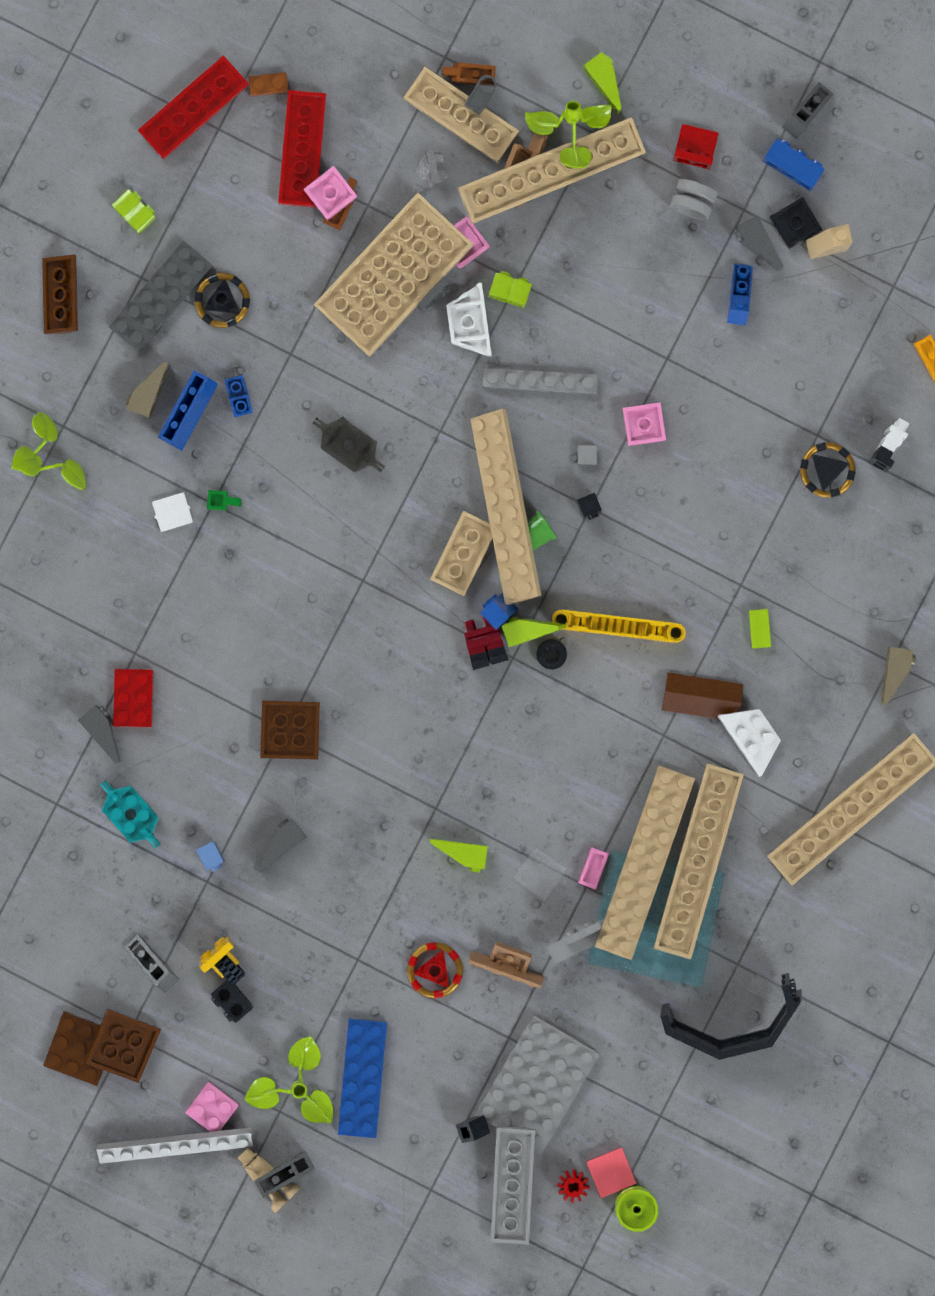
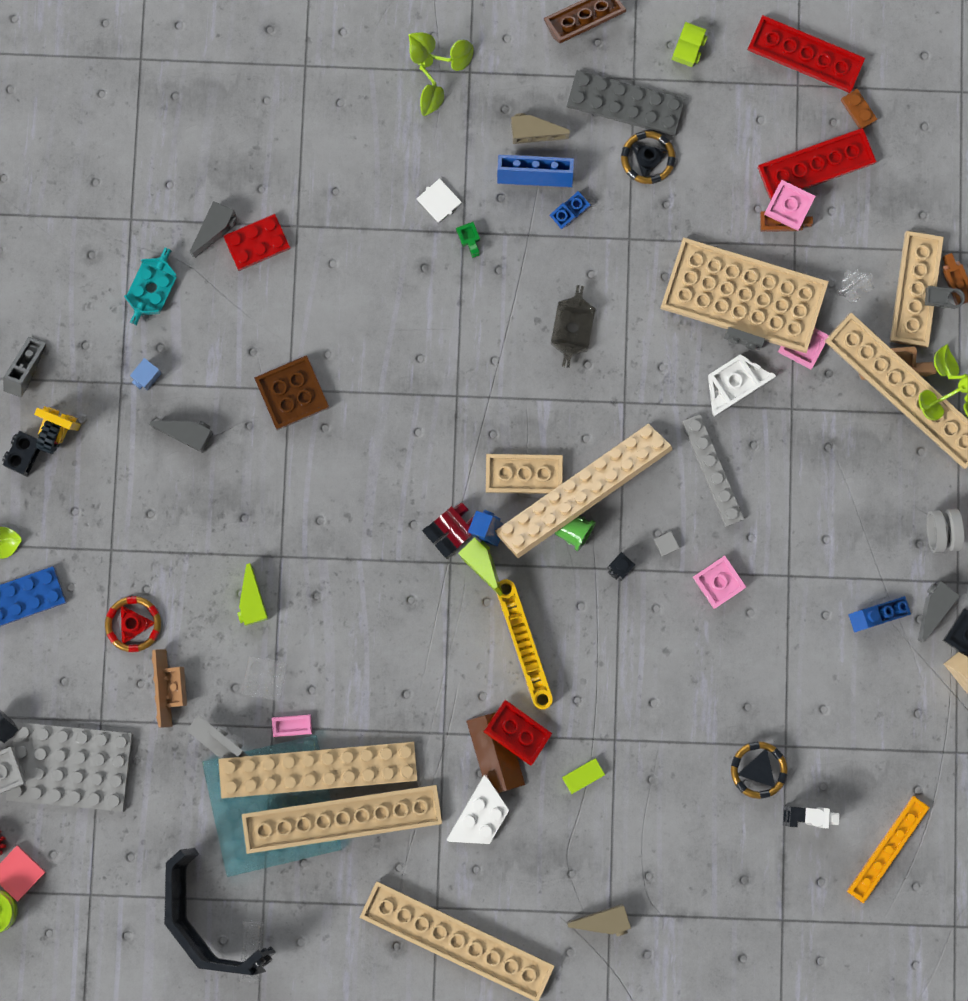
camera: 60 degrees right, 5 degrees down
(509, 289) = (782, 405): lime brick -> none
(542, 653) = (479, 593): black gear -> none
(694, 669) = (517, 732): none -> red plate

